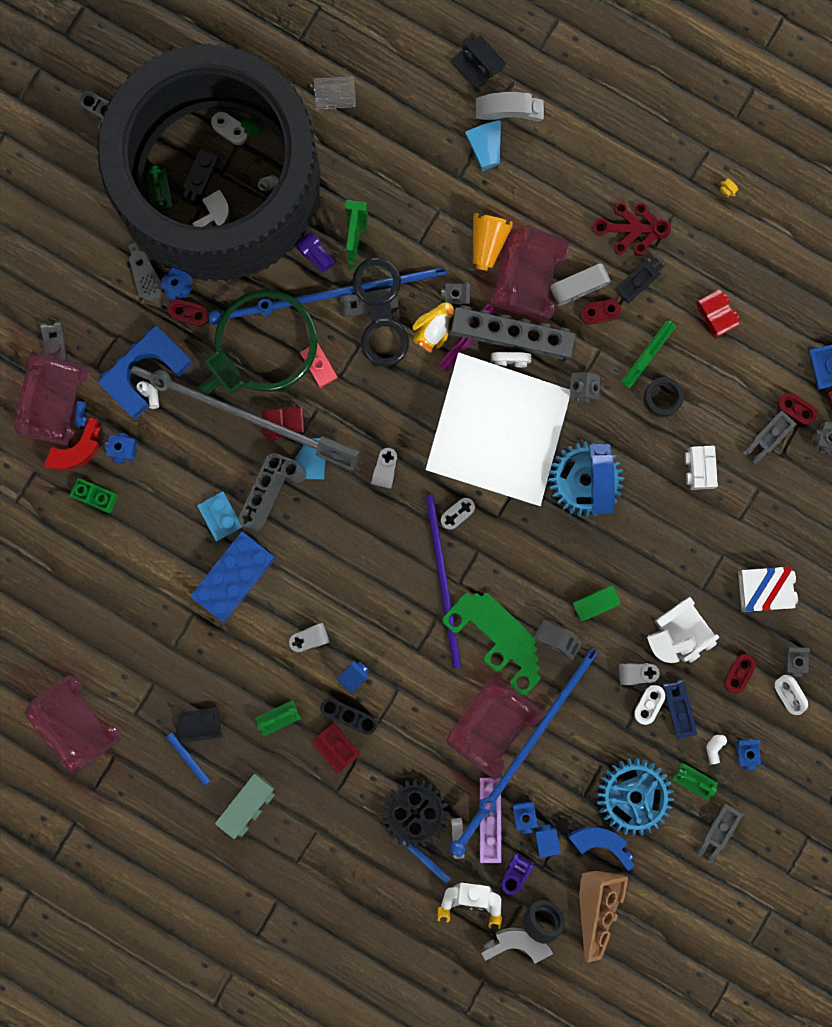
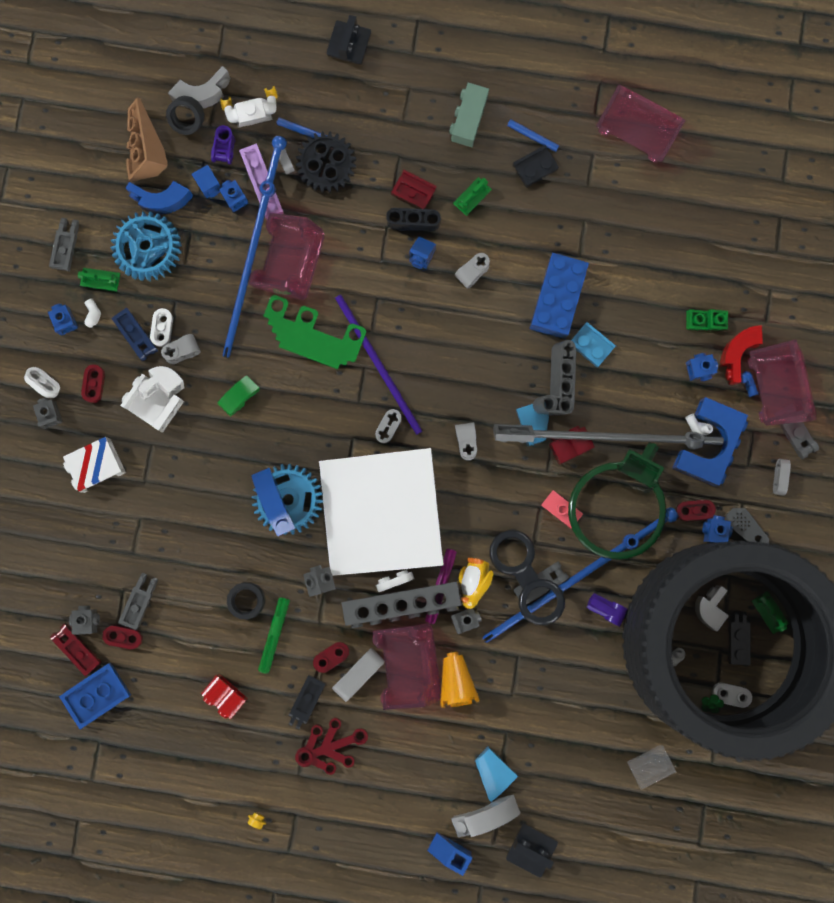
camera: 160 degrees right, 0 degrees up
(90, 311) = (781, 477): none -> light grey beam
(340, 939) = (349, 41): none -> black bracket
(357, 222) = (582, 648): green fence -> none
(556, 87) = (450, 853): none -> blue slope
(558, 639) = (260, 350): dark grey tile -> none
(701, 467) = (189, 550): white brick -> none

